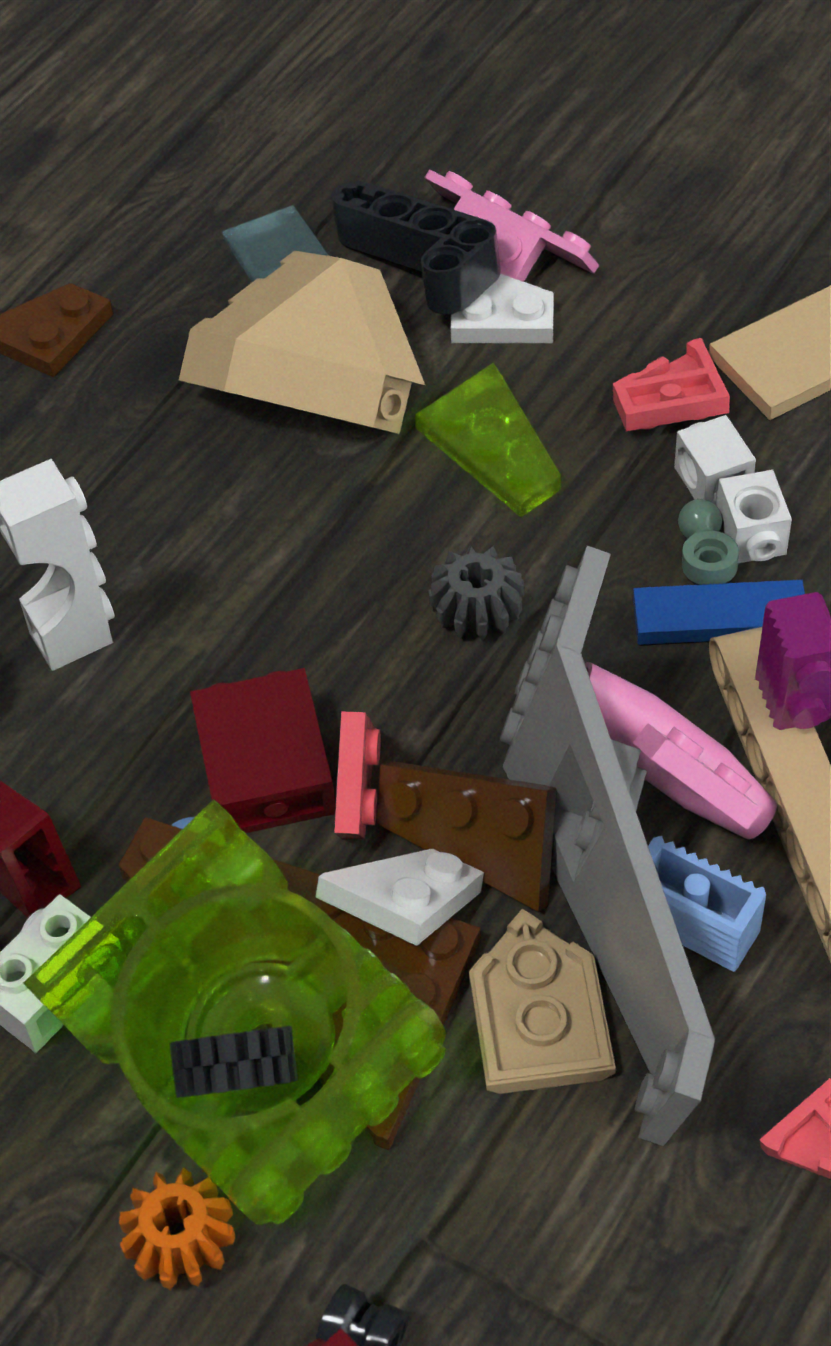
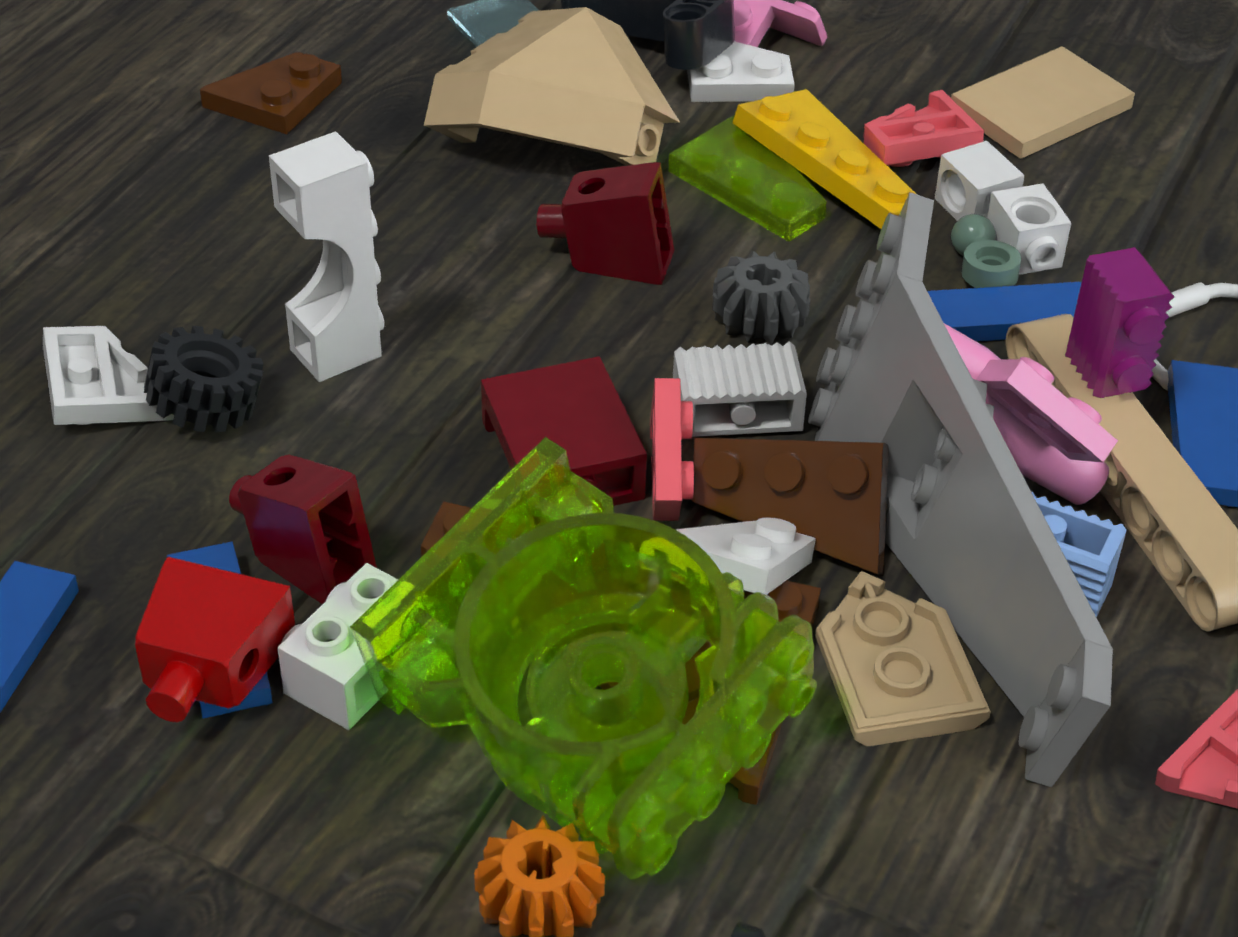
camera: 10 degrees left, 10 degrees down
(233, 1061) = (598, 687): black tyre -> none
(345, 506) = (614, 223): none -> dark red torso
(436, 701) = (742, 388): none -> white brick
(572, 416) = (825, 151): none -> yellow wing

